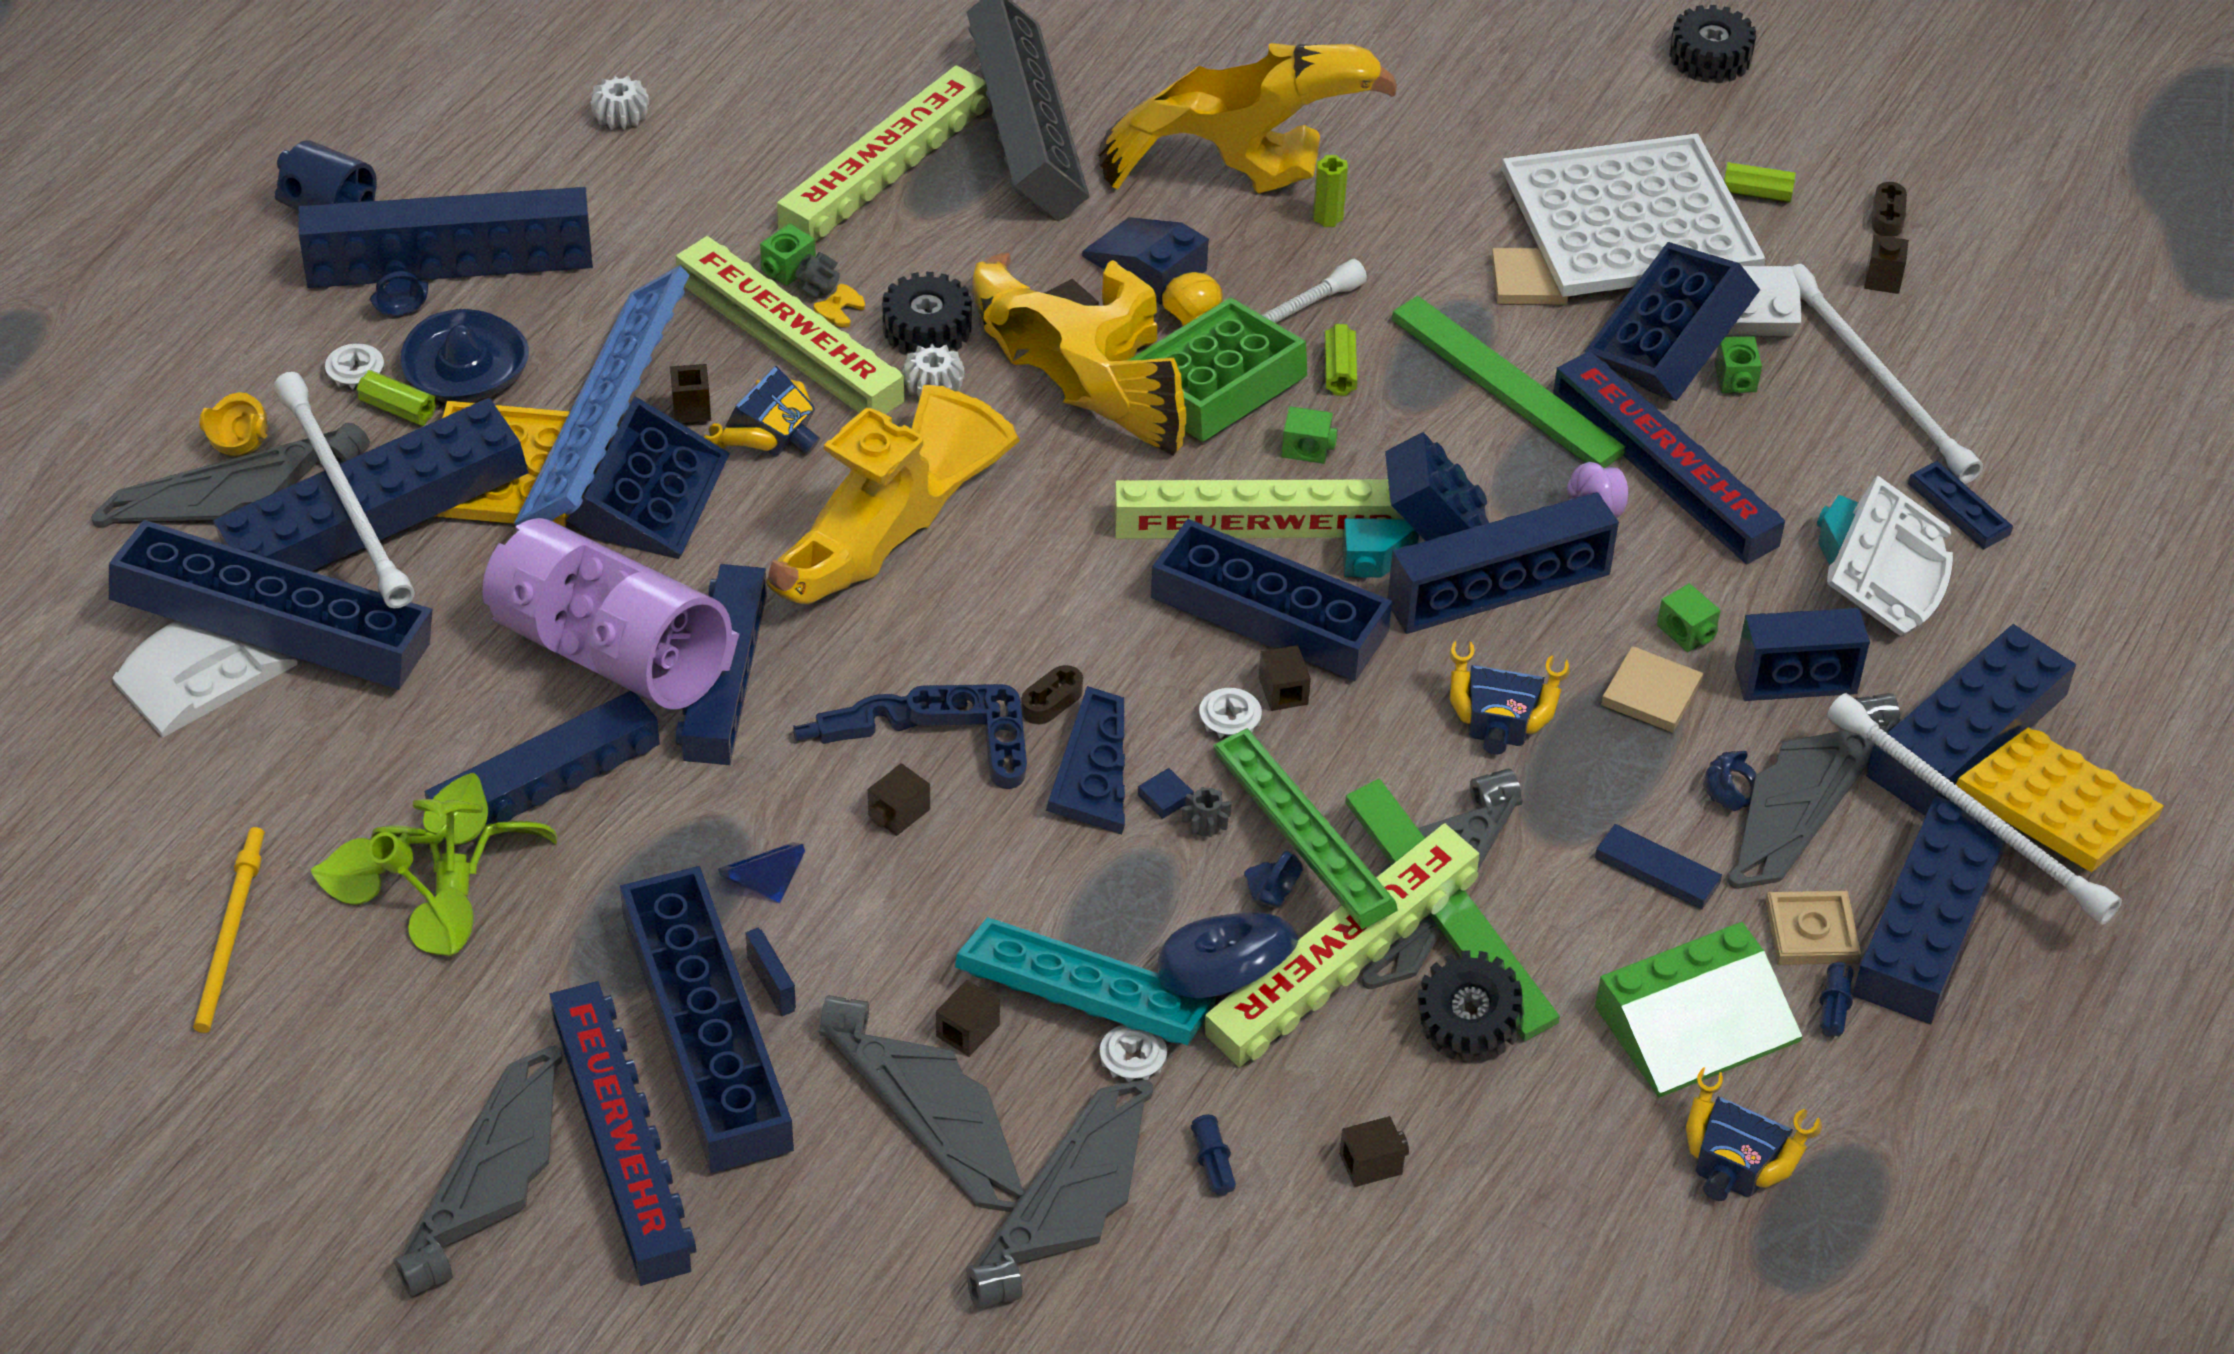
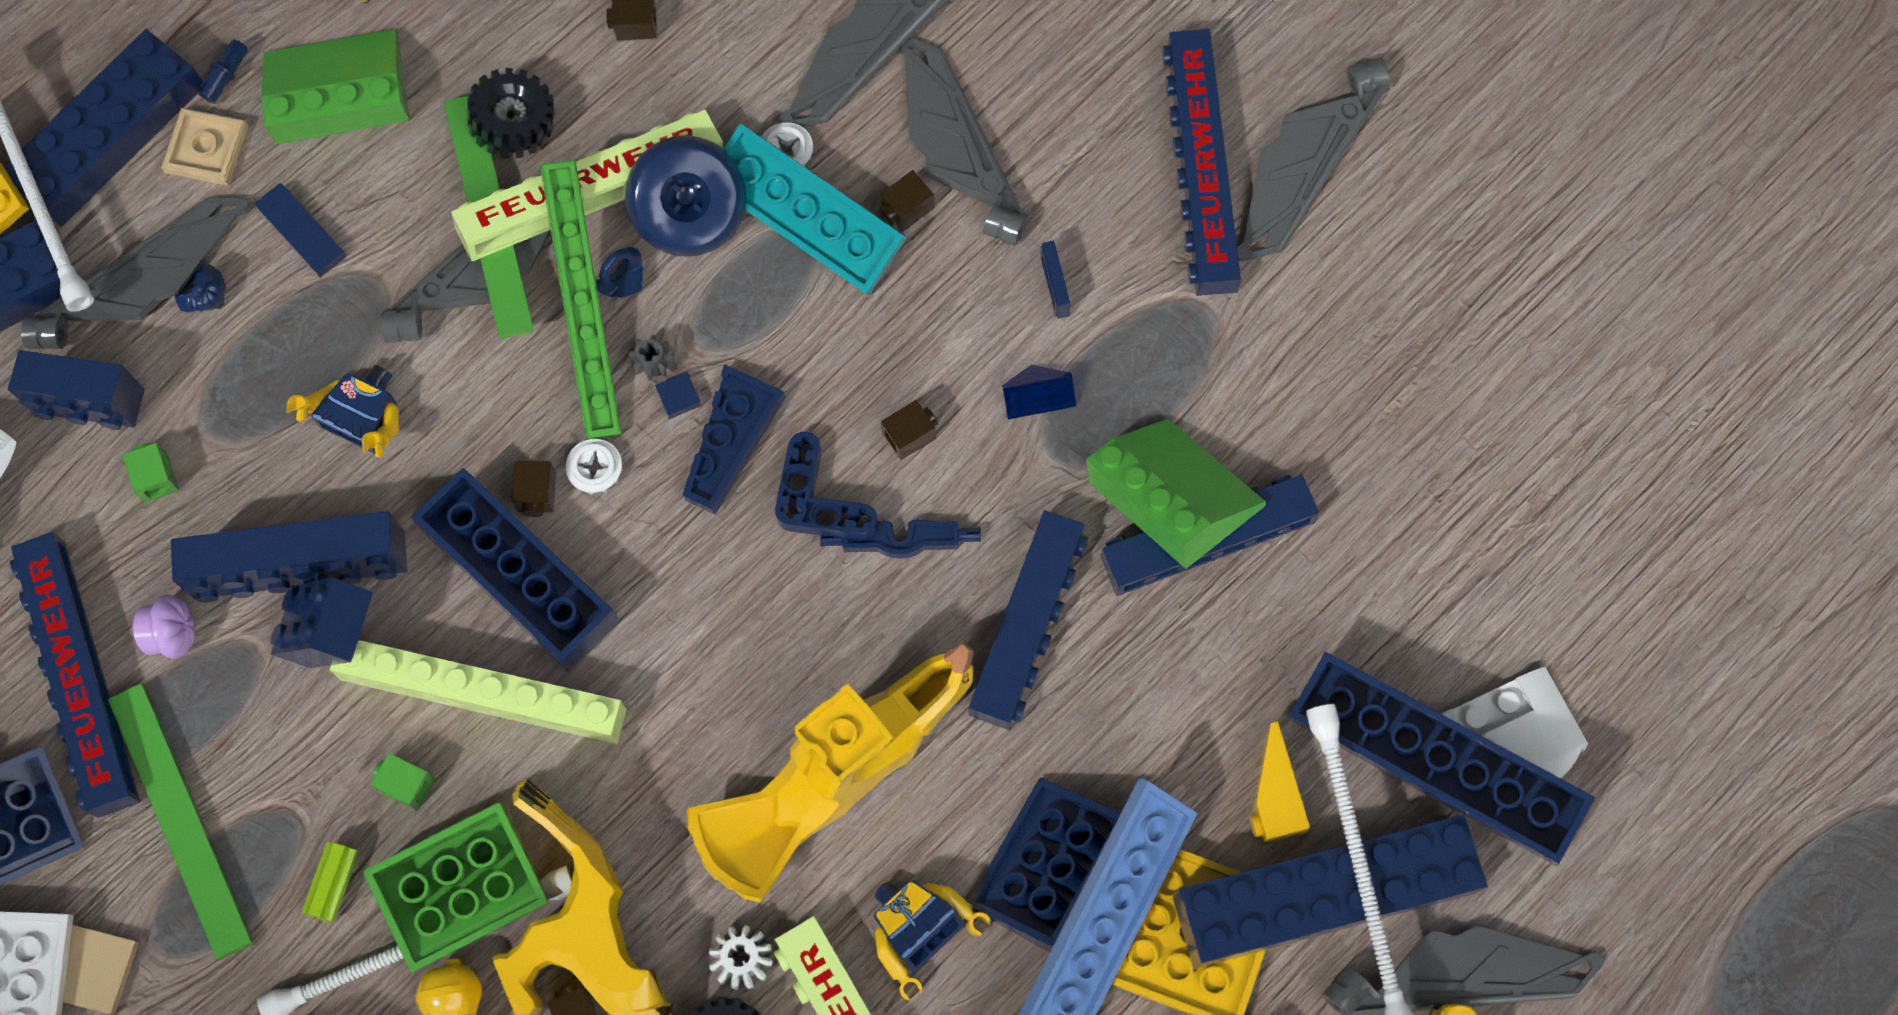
camera: 160 degrees left, 25 degrees up
(246, 867) = (1477, 493): yellow bar -> none
(355, 870) = (1319, 391): lime plant -> none
(433, 568) = (1277, 801): none -> yellow slope
(453, 868) = (1308, 415): lime plant -> none
(589, 777) = (1172, 489): none -> bright green slope
(609, 613) = (1163, 694): lavender cylinder -> none
(690, 393) = (992, 972): dark brown brick -> none
(706, 1020) = (1118, 240): dark blue brick -> none
(1048, 691) = (739, 517): dark brown beam -> none
(1213, 1154) = (753, 46): dark blue axle -> none
(1370, 544) = (398, 621): teal slope -> none
(1652, 689) = (218, 411): tan tile -> none

